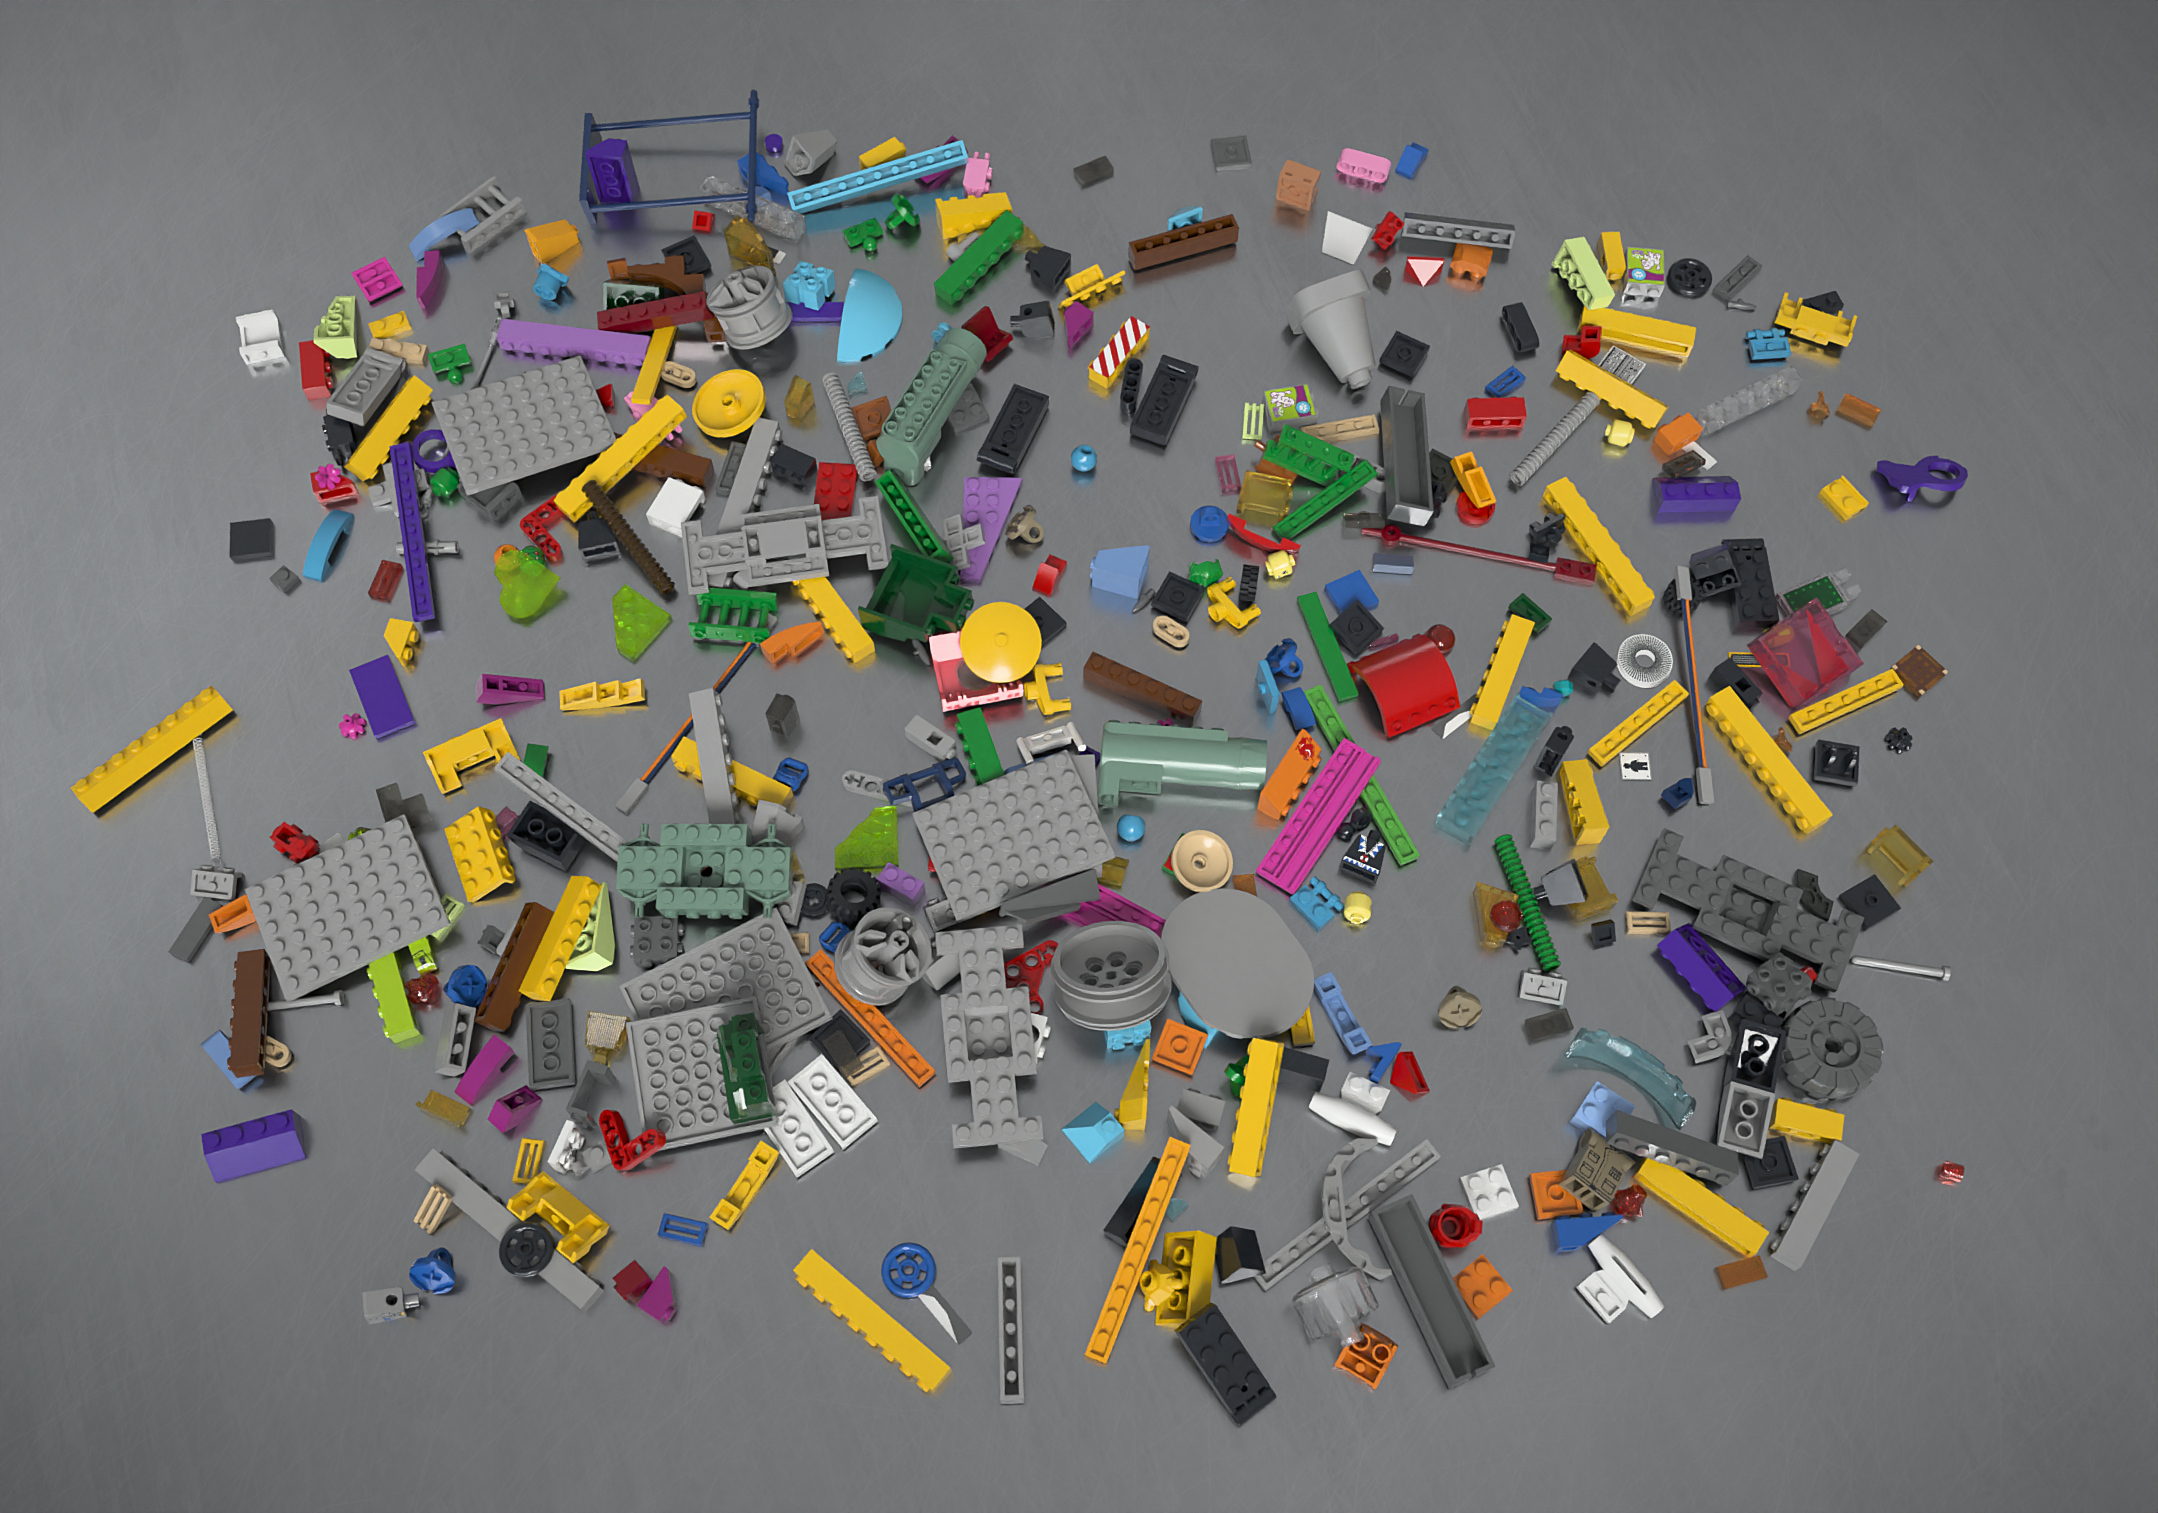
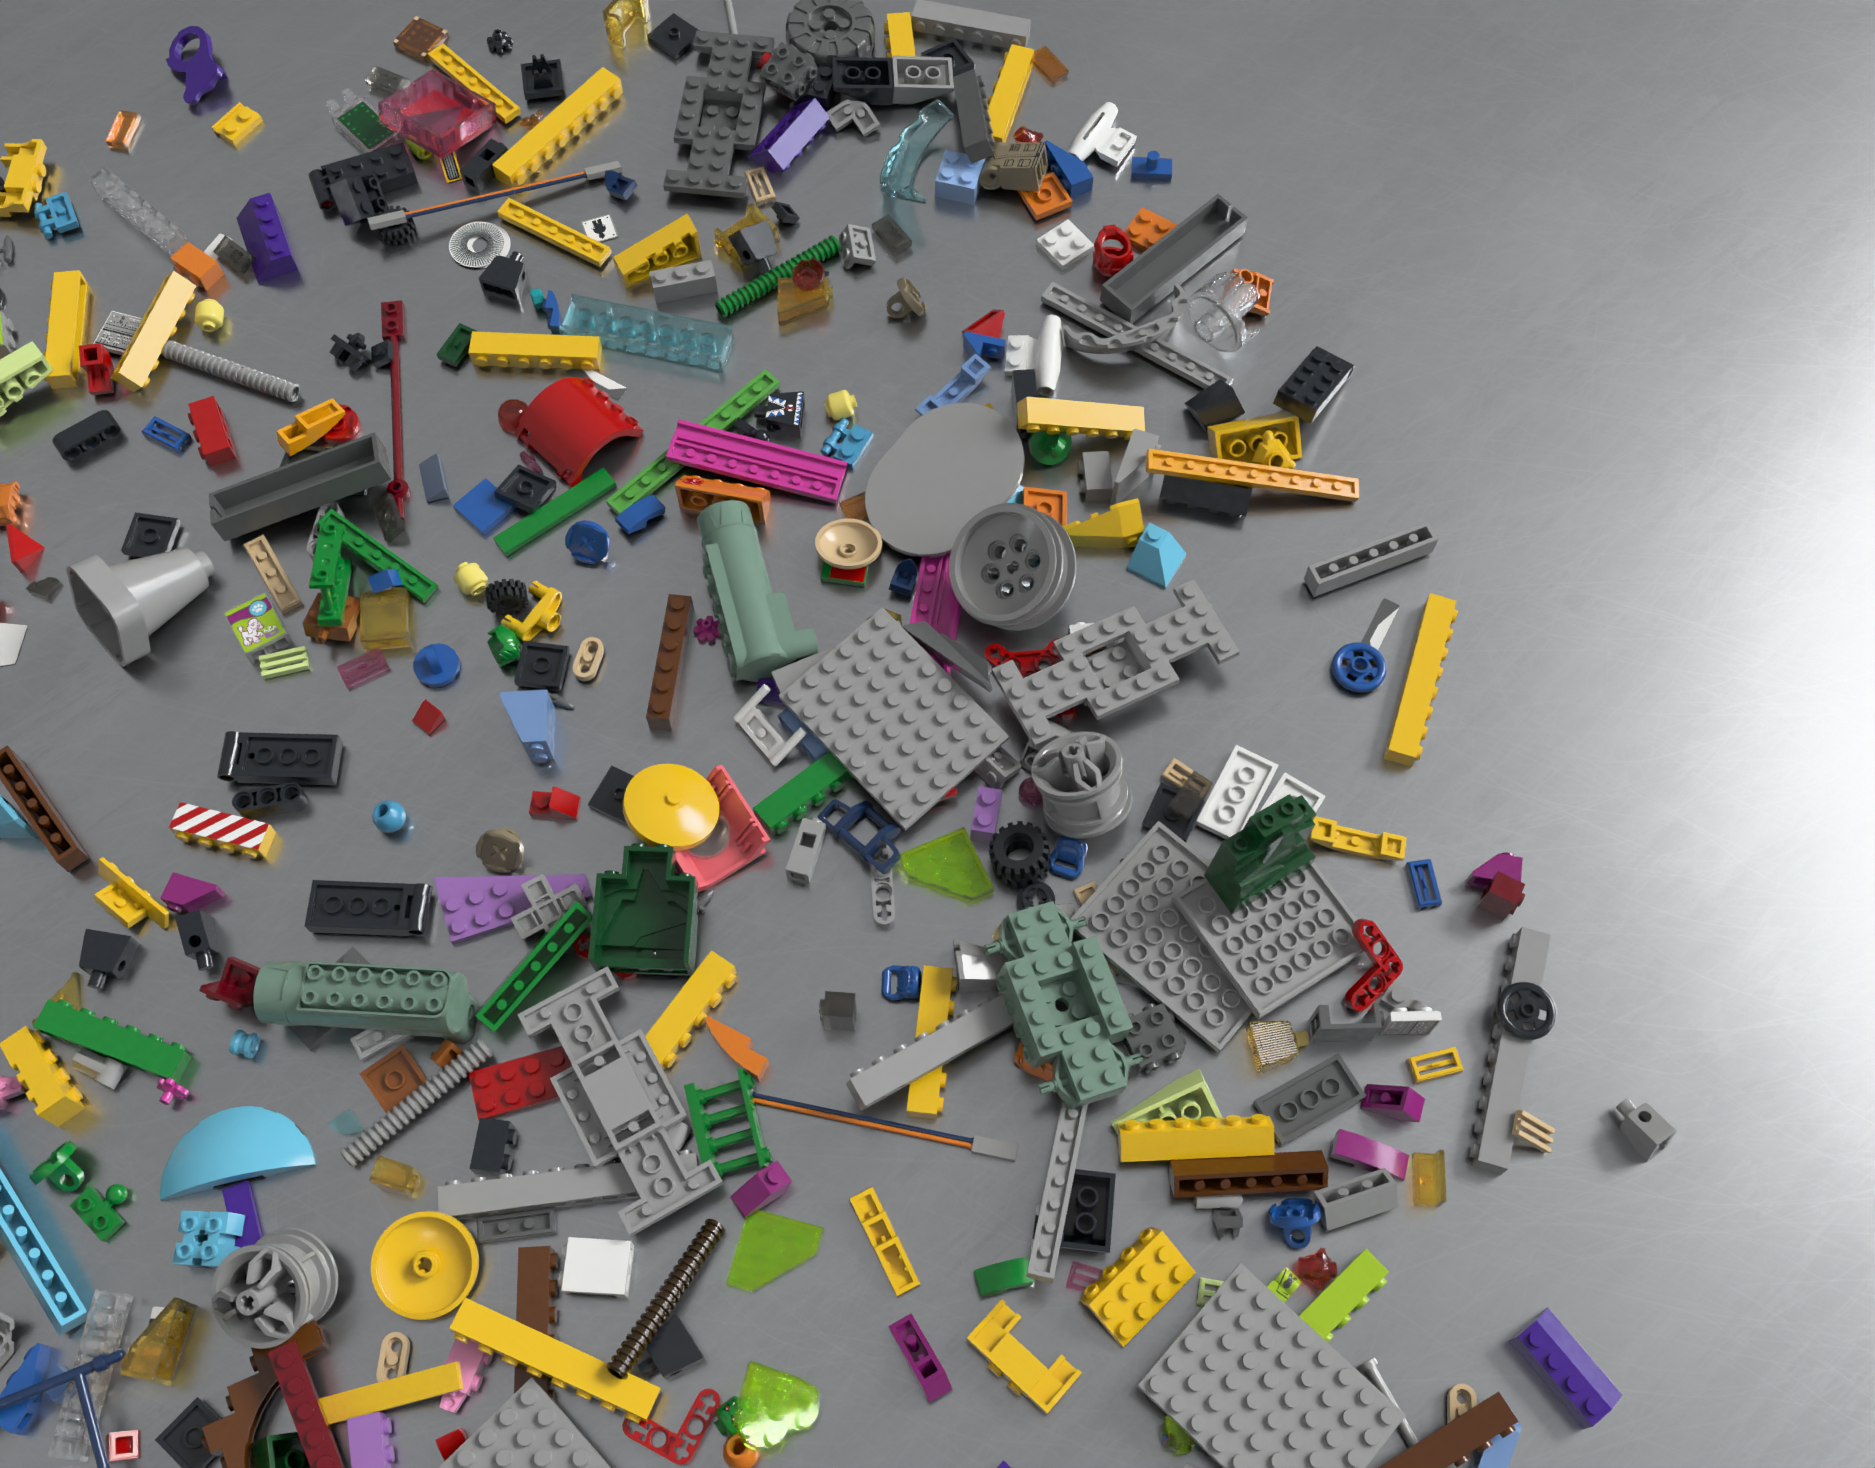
camera: 110 degrees left, 0 degrees up
(394, 806) = (1130, 1410): clear smoke panel -> none
(433, 1273) = (1587, 1098): blue tile -> none
(562, 1212) = (1471, 997): yellow bracket -> none
(676, 623) = (761, 1189): none -> magenta slope
(873, 1022) = (1141, 786): orange plate -> none
(928, 285) = (171, 1090): none -> dark pink plant
(1038, 689) = (706, 760): yellow connector -> none
(1130, 827) = (833, 621): dark azure piece -> none
(1152, 899) = (904, 577): none -> dark blue plate
(1163, 507) = (428, 717): none -> red slope
(1256, 540) = (439, 624): red slope -> none
(1267, 686) = (629, 542): dark azure plate -> none
(1294, 498) = (384, 580): none -> blue slope
(1558, 744) = (610, 284): black torso -> none
(1565, 1325) = (1151, 167): none -> blue tile
(1599, 546) = (357, 305): yellow brick -> none
(1812, 897) = (675, 81): pearl dark grey tile -> none
(1820, 404) = (126, 157): clear orange plant -> none

